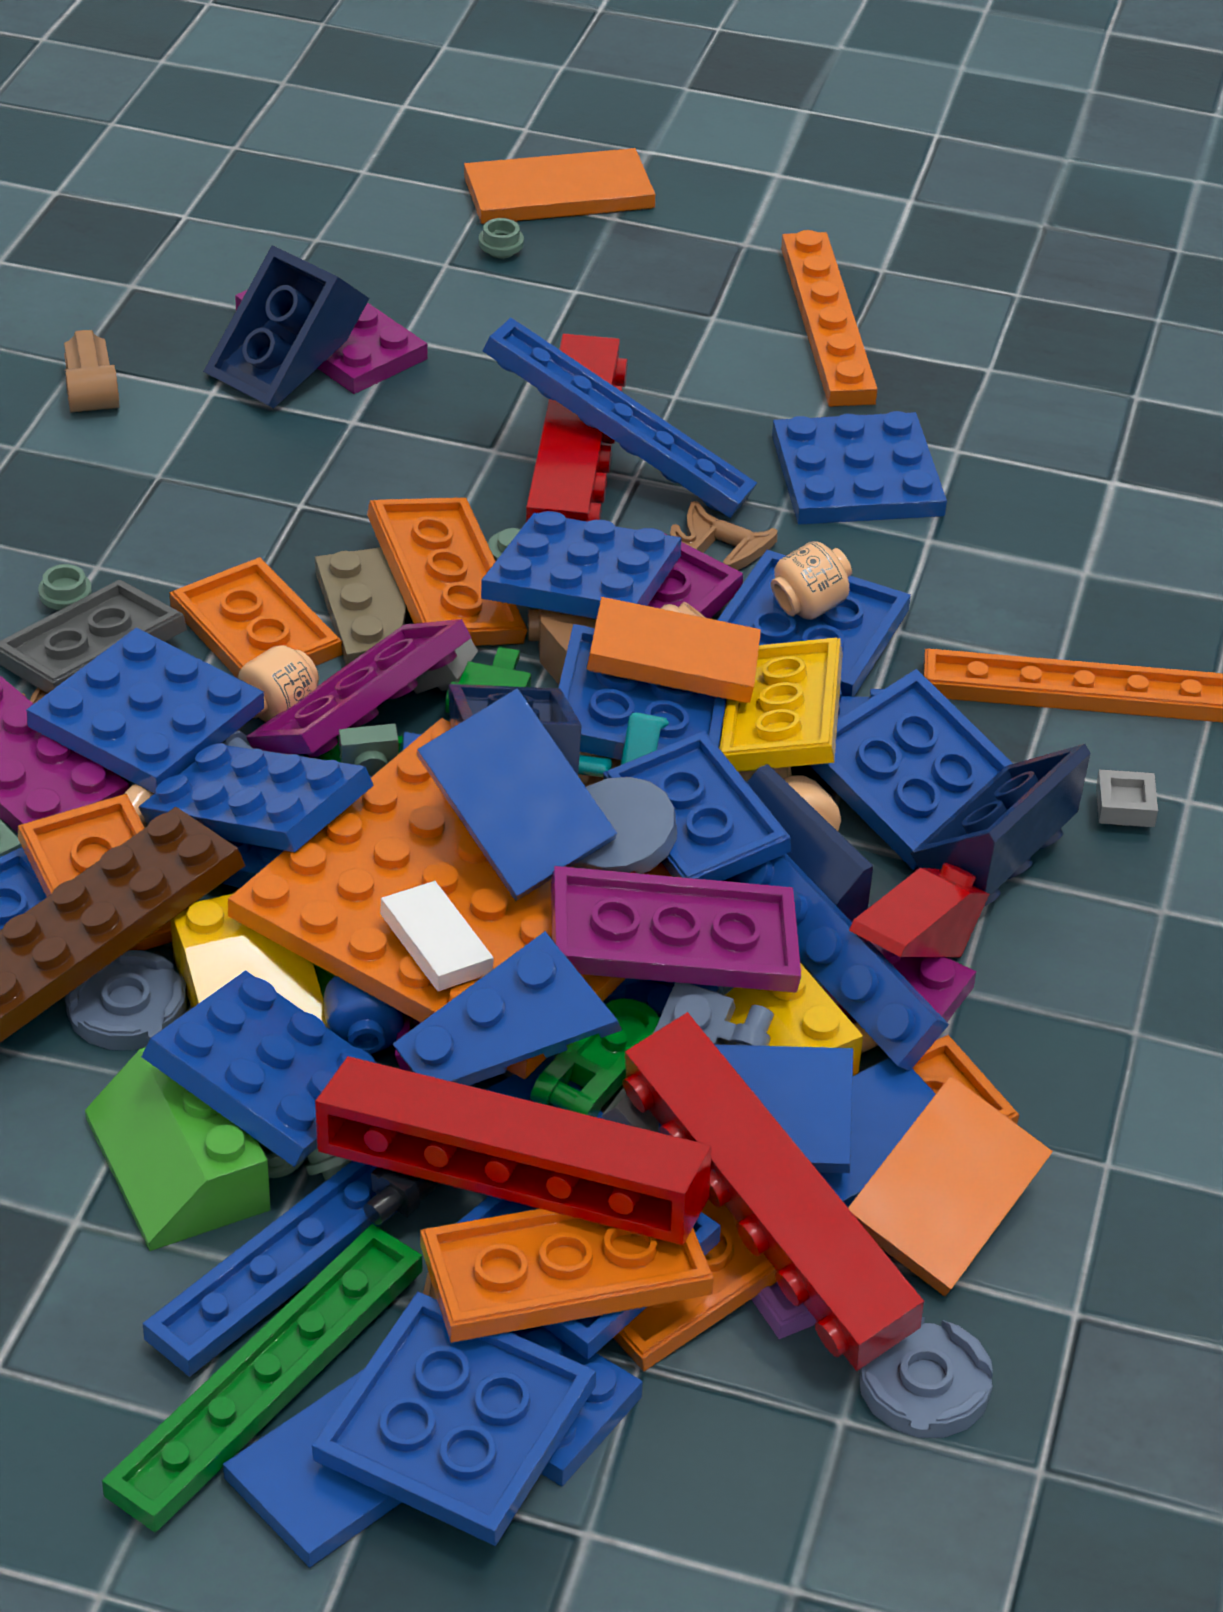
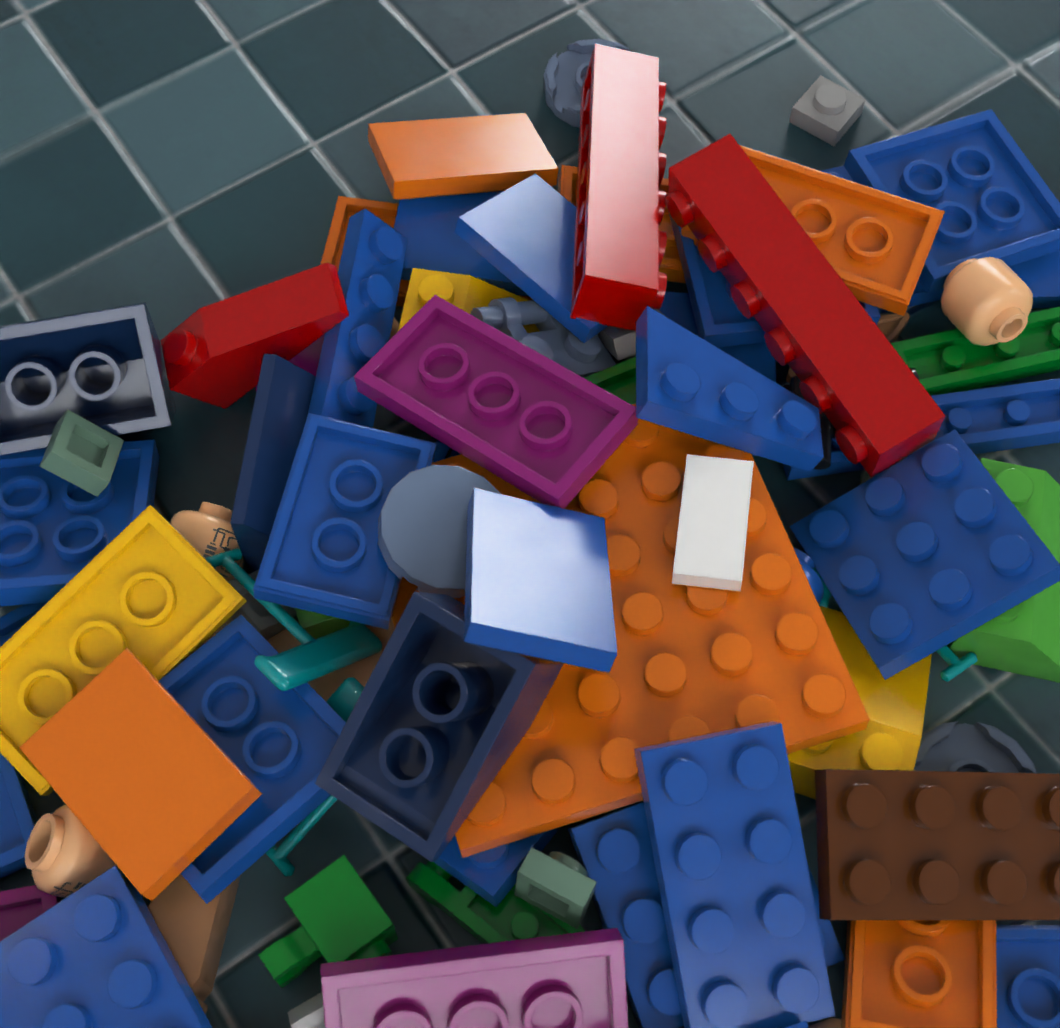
camera: 140 degrees left, 20 degrees up
(354, 1303) = (986, 301): none -> light nougat head
(675, 1496) = (827, 110): none -> light grey plate
(936, 787) = (82, 453): none -> sand green plate

